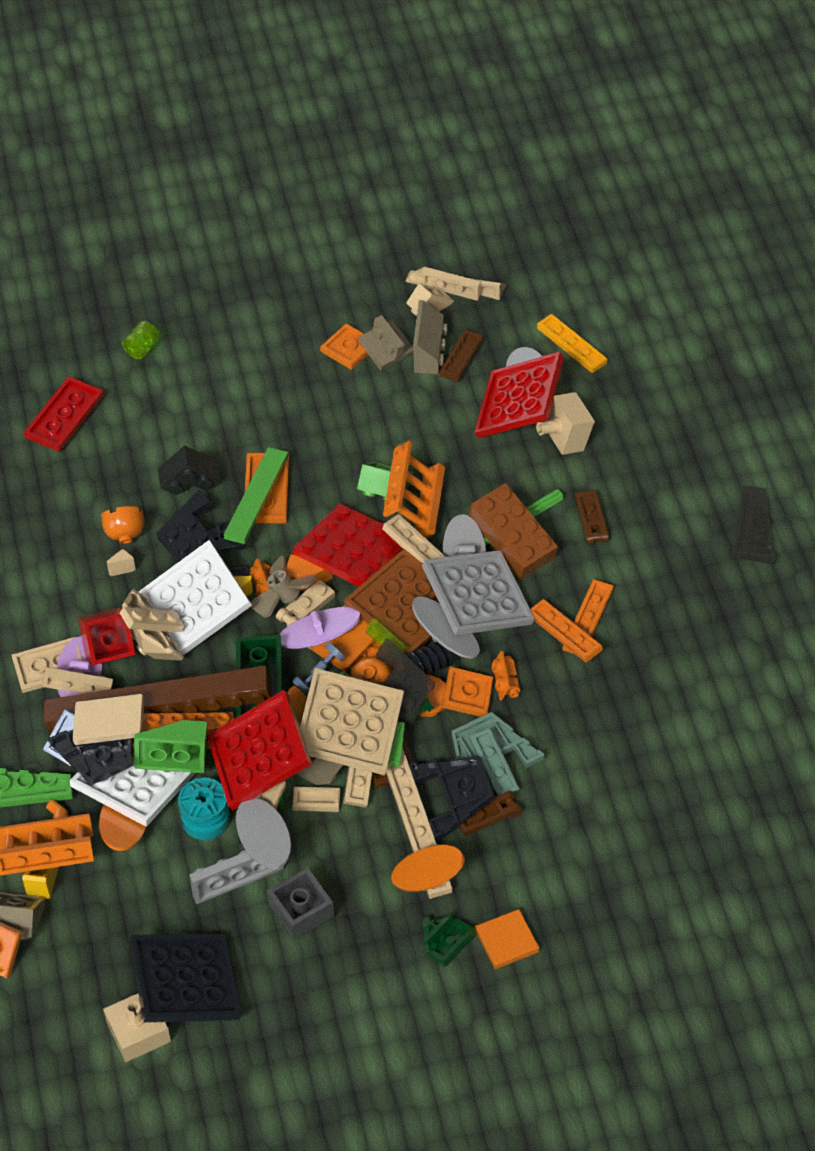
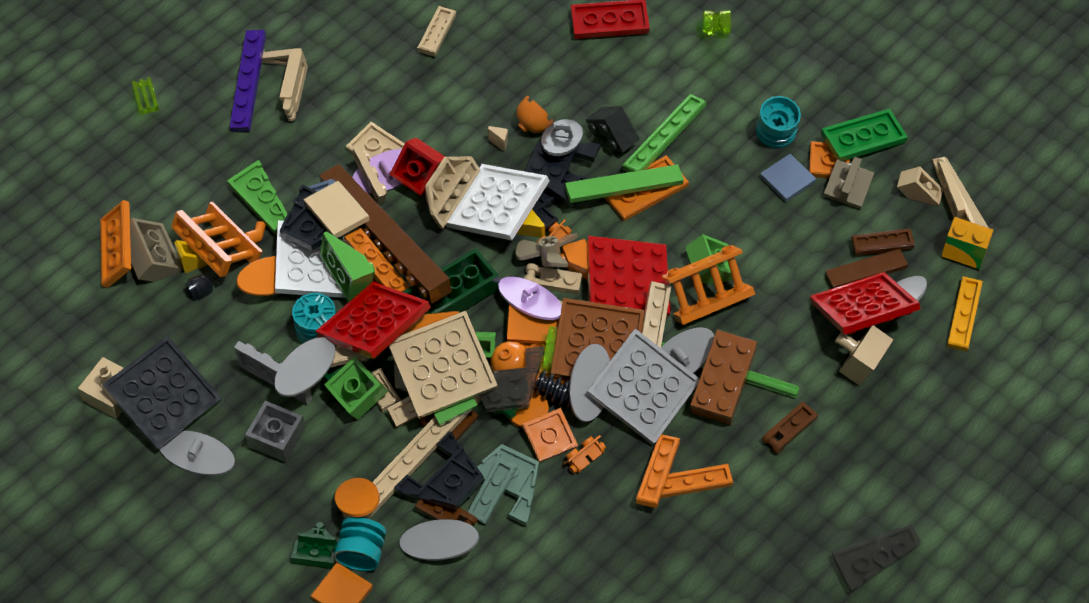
camera: 55 degrees right, 5 degrees up
(79, 892) = (199, 286): none -> black piece
(151, 619) = (447, 183): tan plate -> none
(167, 514) = (562, 137): none -> shield
(225, 442) = (665, 134): none -> bright green tile
(269, 986) = (198, 454): none -> light grey shield
(287, 354) = (778, 122): none -> teal wheel
(308, 810) = (356, 388): none -> bright green slope
(321, 665) = (510, 320): sand blue wheel -> none
(342, 383) = (788, 178): none -> sand blue tile
(347, 307) = (864, 135): none -> green plate
(429, 339) = (875, 206): dark tan slope -> none
(476, 892) = (360, 544): none -> teal wheel
(477, 382) = (886, 262): none -> reddish brown tile
(513, 298) = (967, 243): none -> light orange slope
(514, 830) = (439, 539): none -> light grey shield

